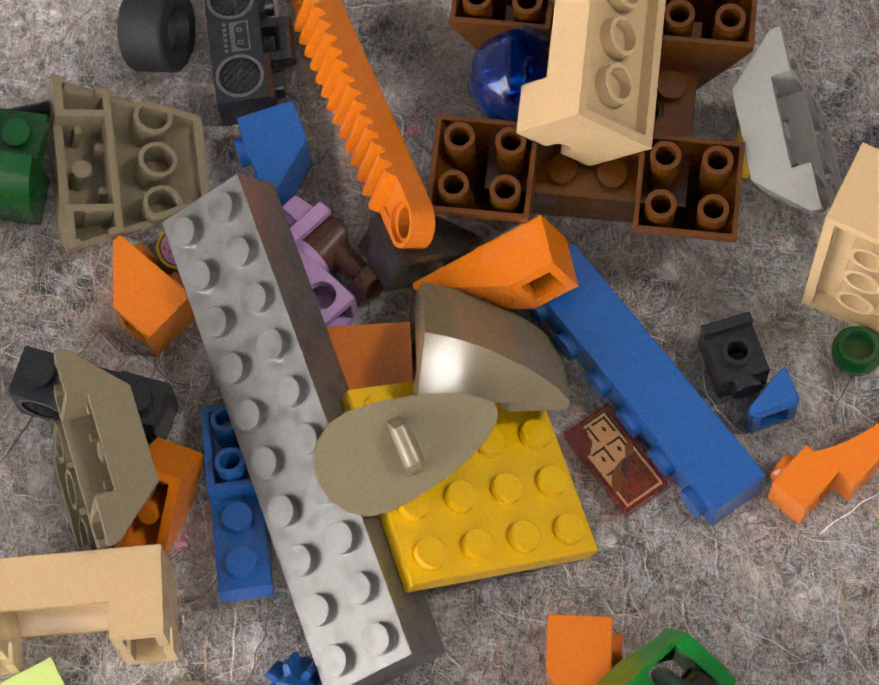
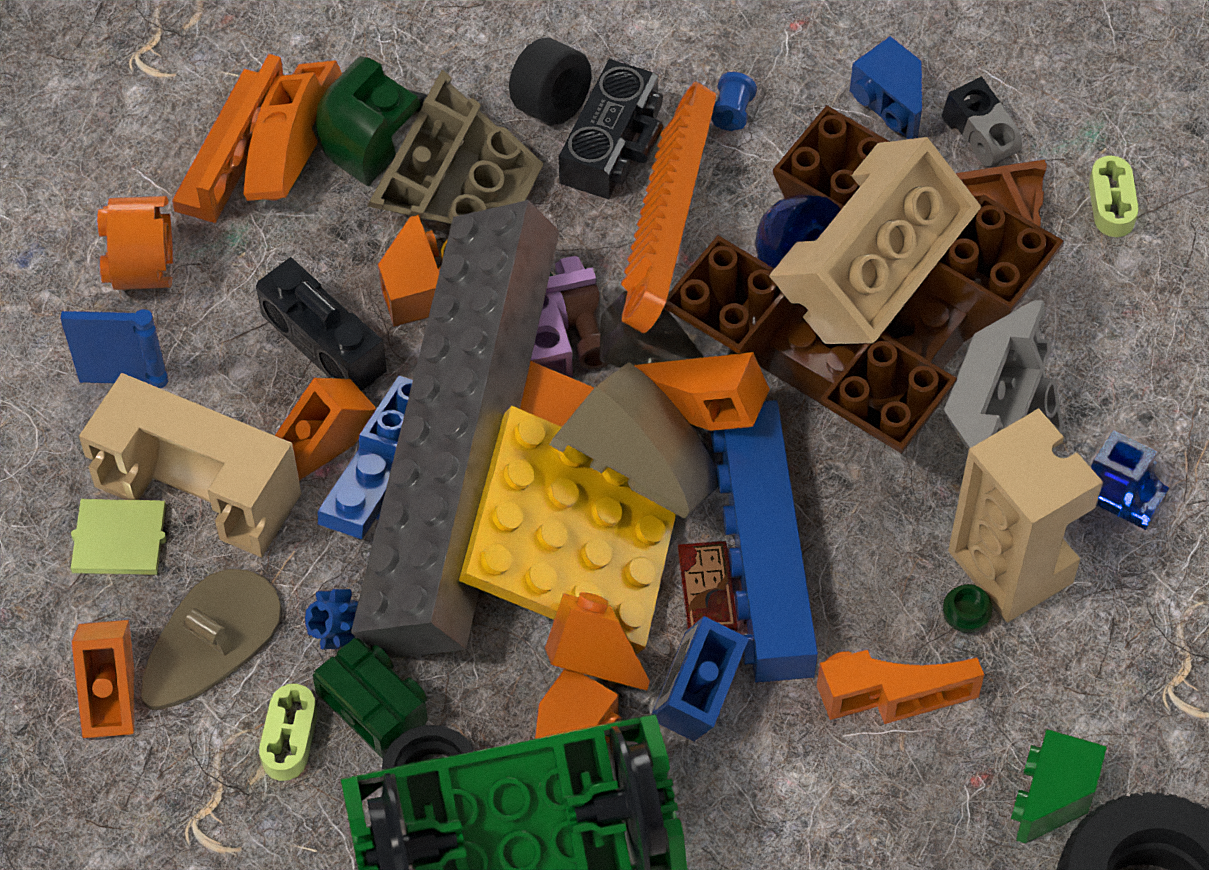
camera: 25 degrees right, 10 degrees down
(99, 452) = (295, 352): dark tan wedge -> none
(275, 148) = (585, 217): blue slope -> none
(398, 449) = (519, 463): dark tan shield -> none
(558, 580) = (592, 642): none -> orange slope
(672, 557) = (699, 678): none -> blue brick
(729, 375) = (857, 557): black brick -> none
(774, 404) = (863, 610): blue slope -> none

